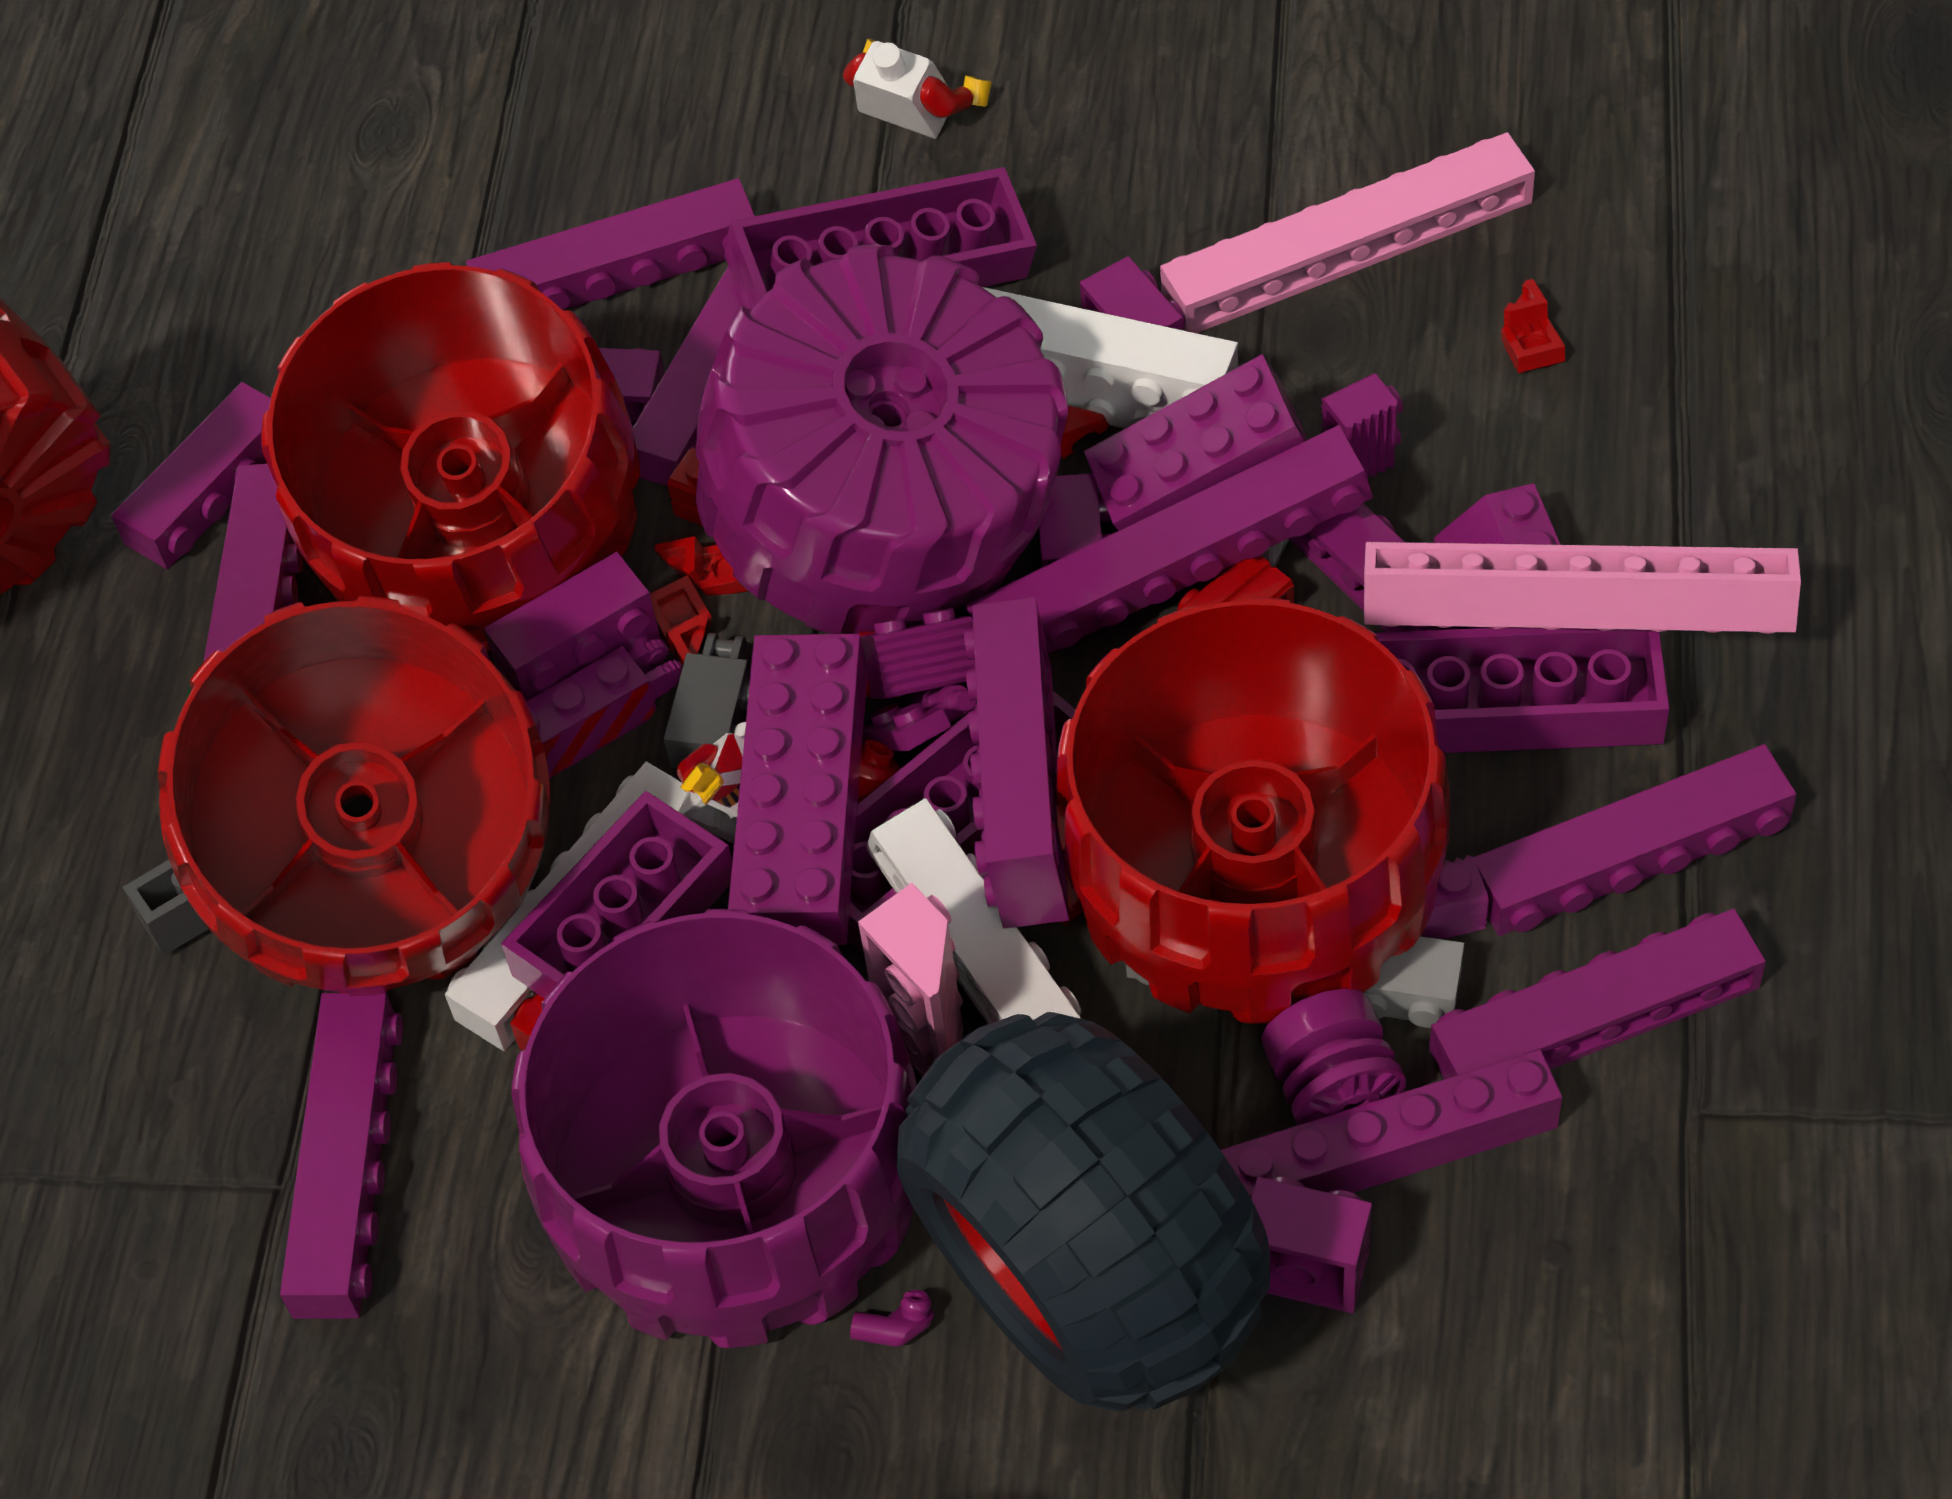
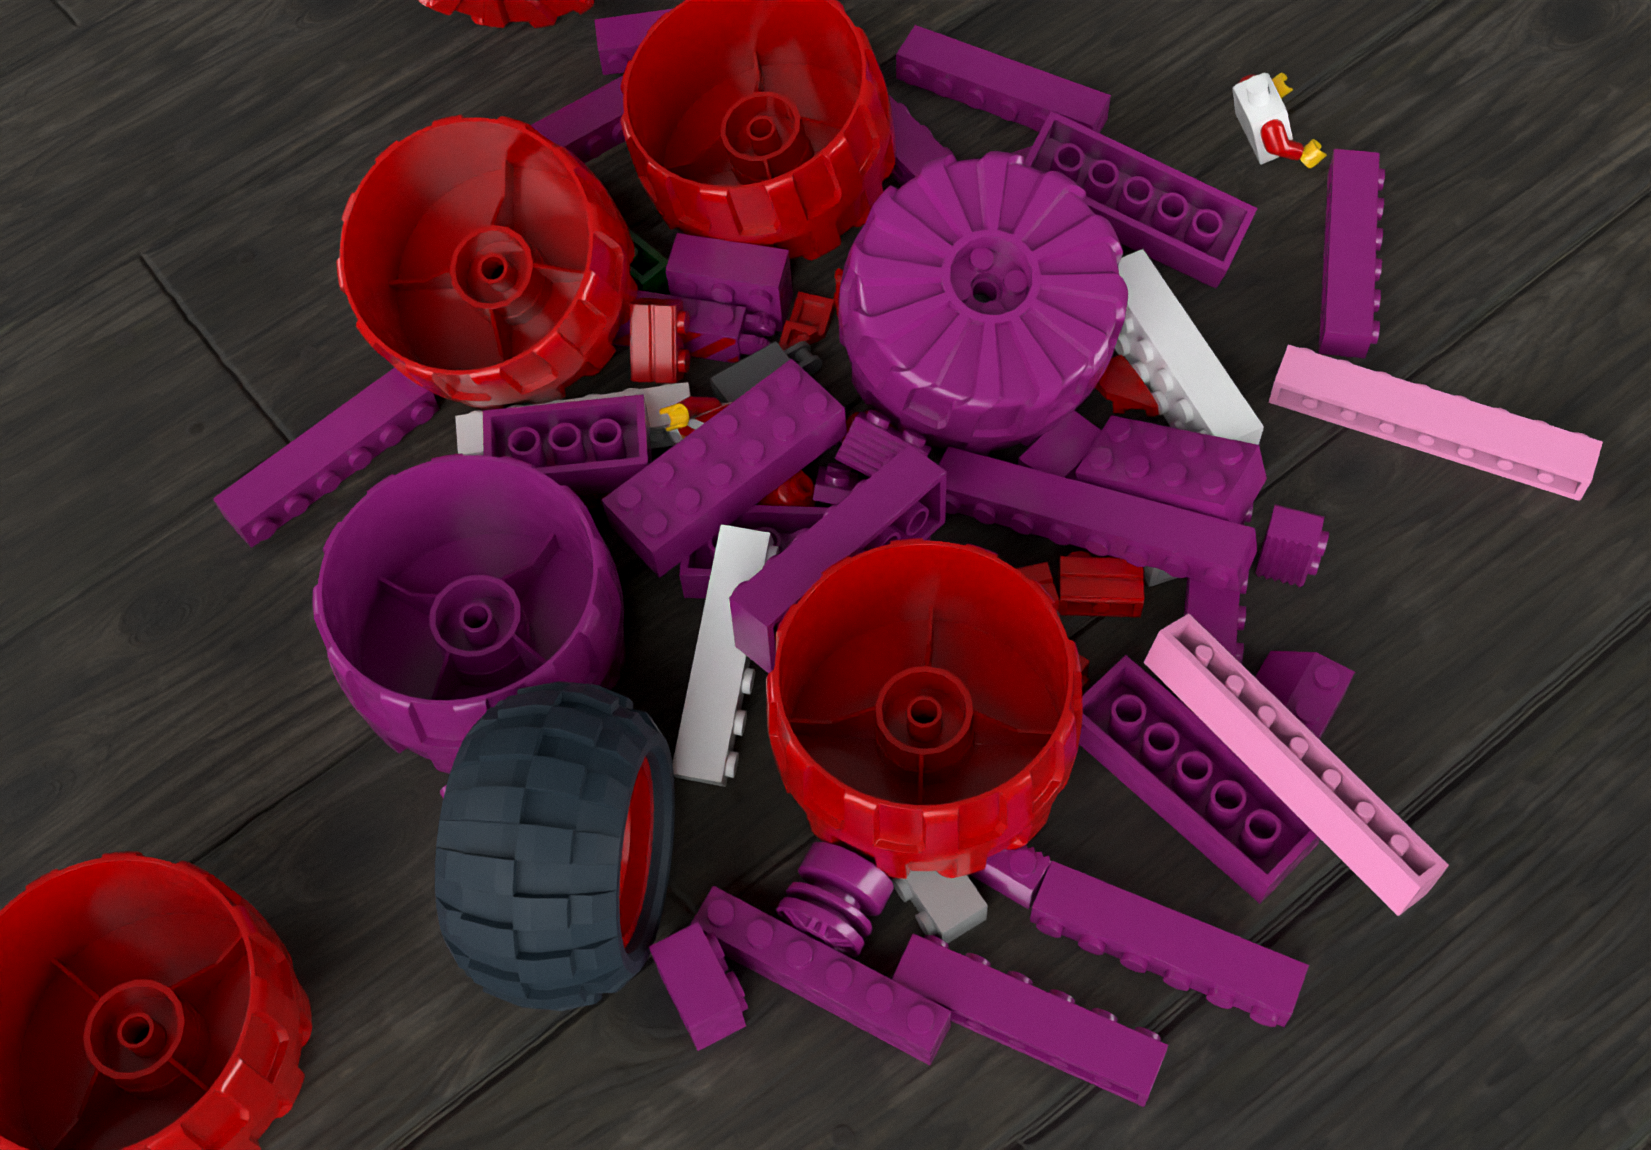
camera: 45 degrees right, 5 degrees up
(577, 748) = (657, 340): none -> red brick
(914, 967) = (654, 636): bright pink slope -> none
(1114, 149) = (1350, 254): none -> magenta brick
(1129, 294) = (1246, 356): magenta brick -> none
(1529, 333) = (1479, 578): red slope -> none

